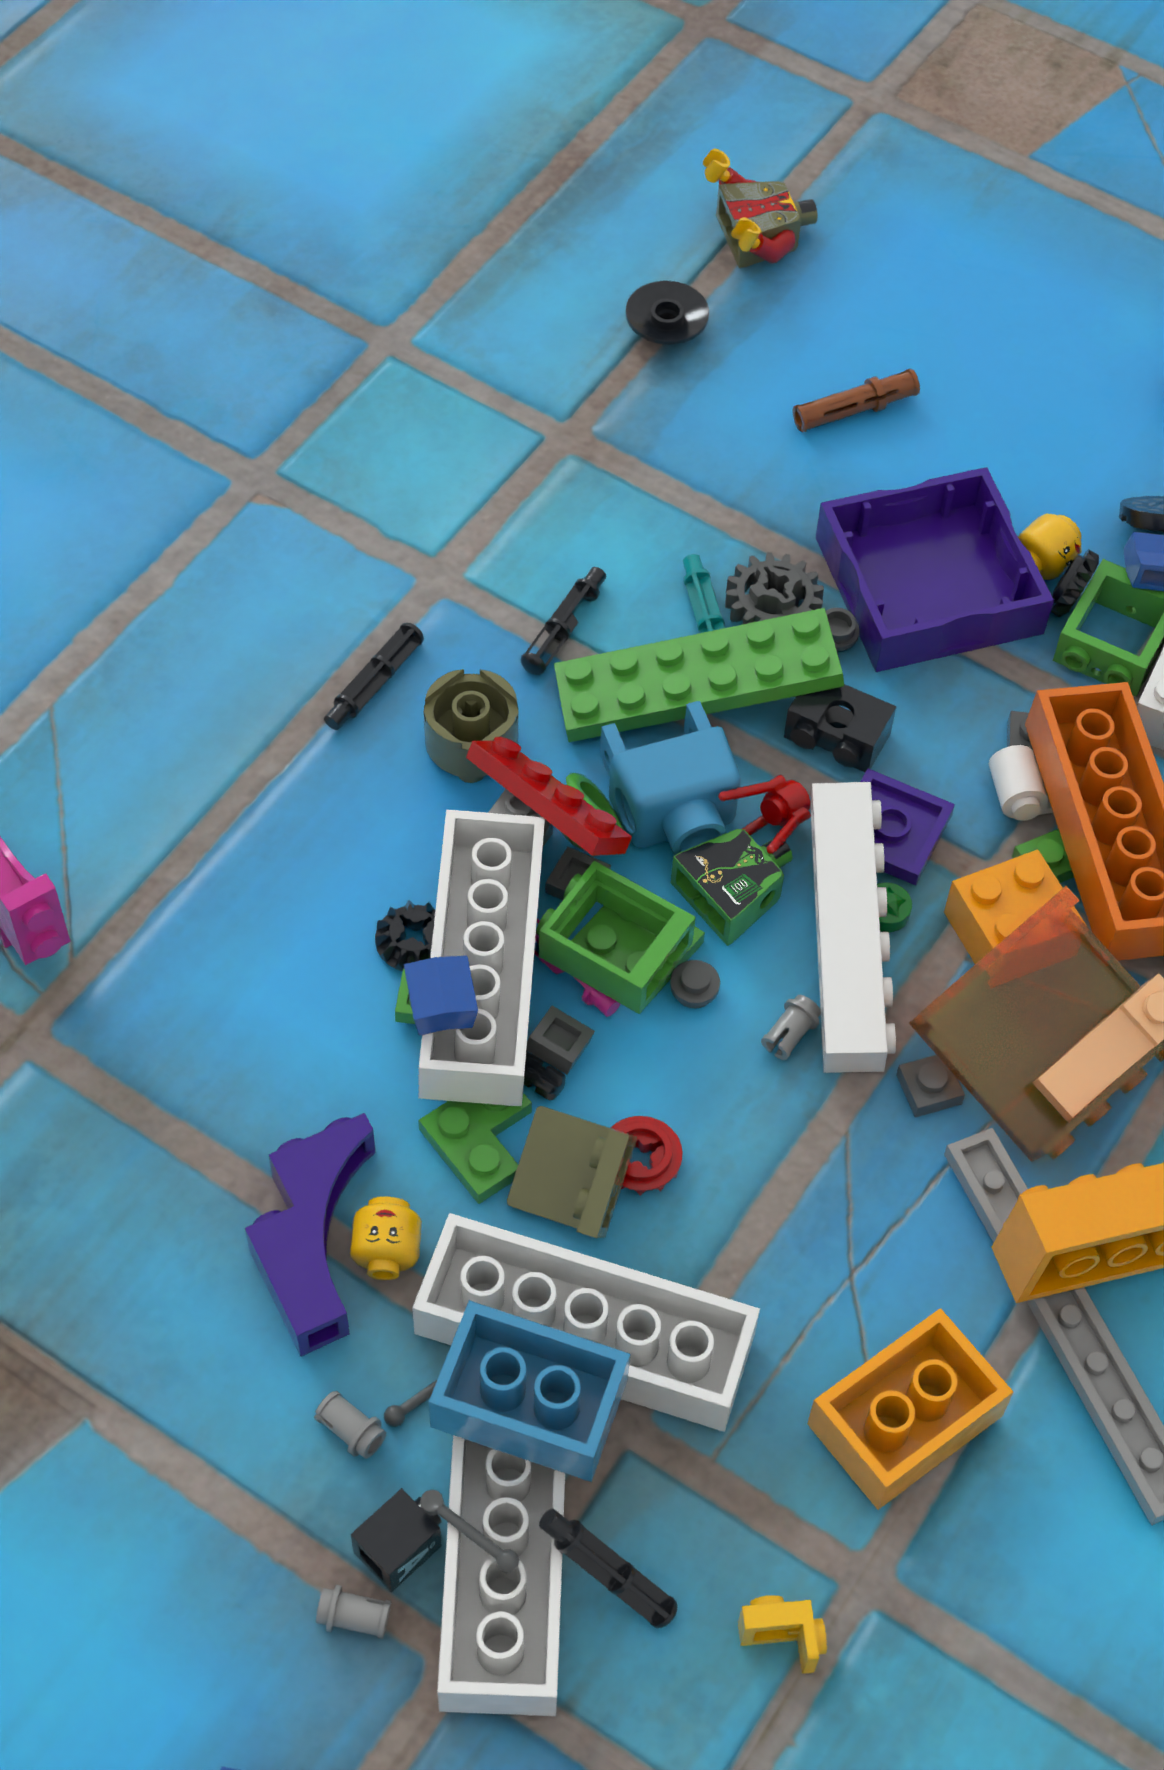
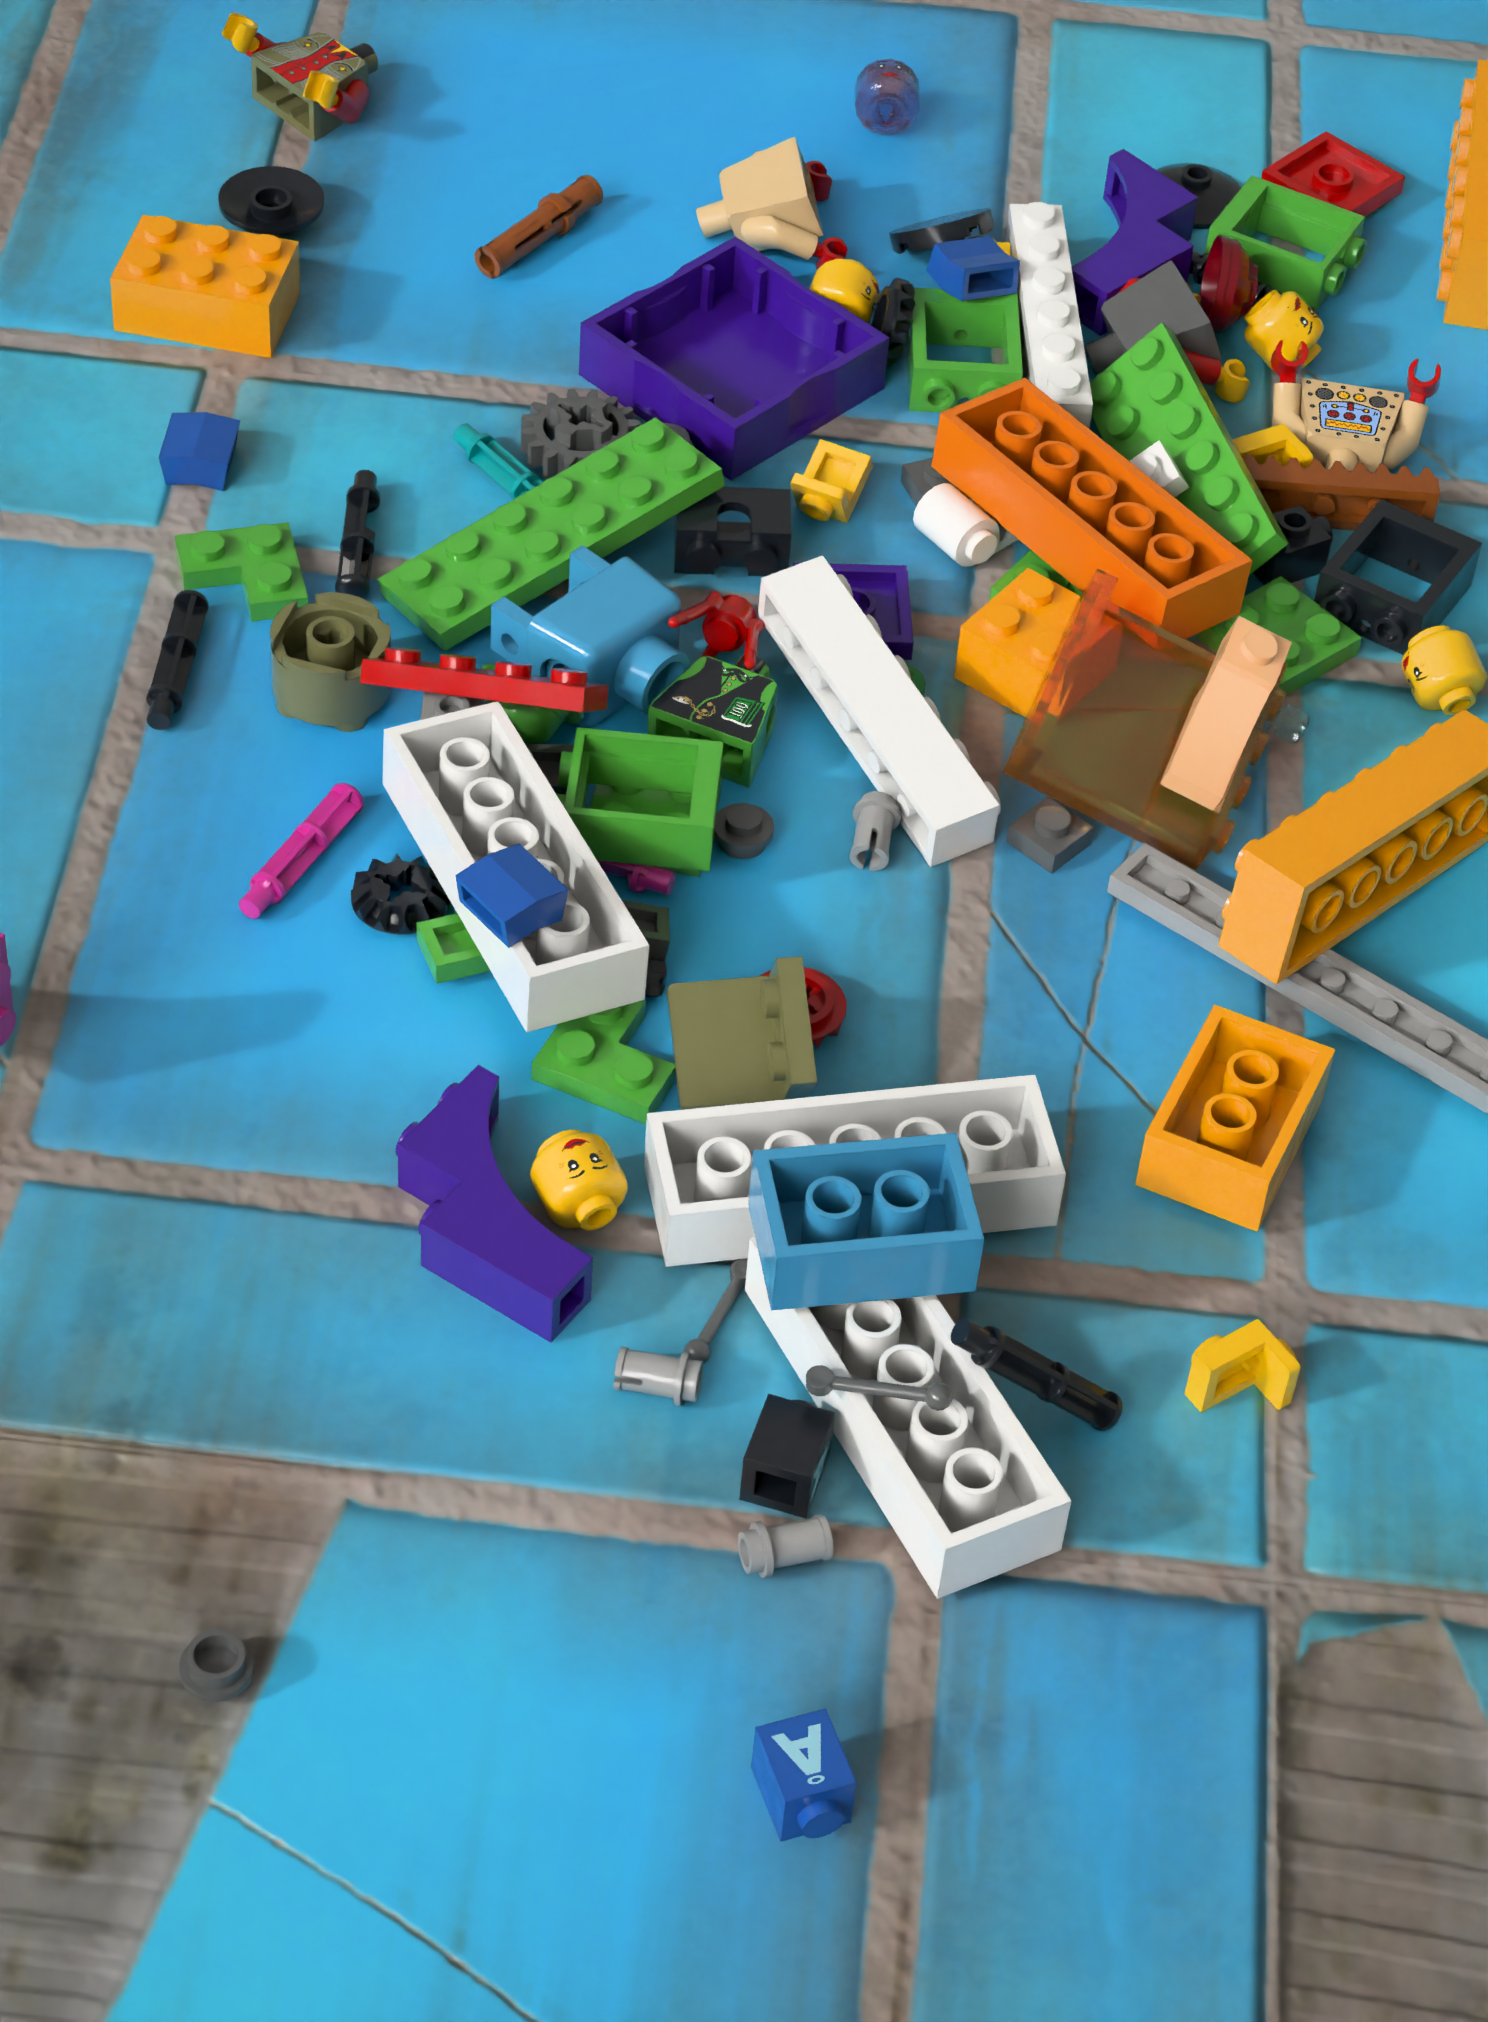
camera: 30 degrees left, 10 degrees down
(366, 870) = (301, 849): none -> dark pink piece
(479, 611) = (254, 556): none -> bright green plate
(492, 506) = (198, 449): none -> blue piece
(575, 370) = (205, 285): none -> light orange brick
(943, 707) = (831, 482): none -> yellow bracket
(1043, 445) = (774, 204): none -> tan torso

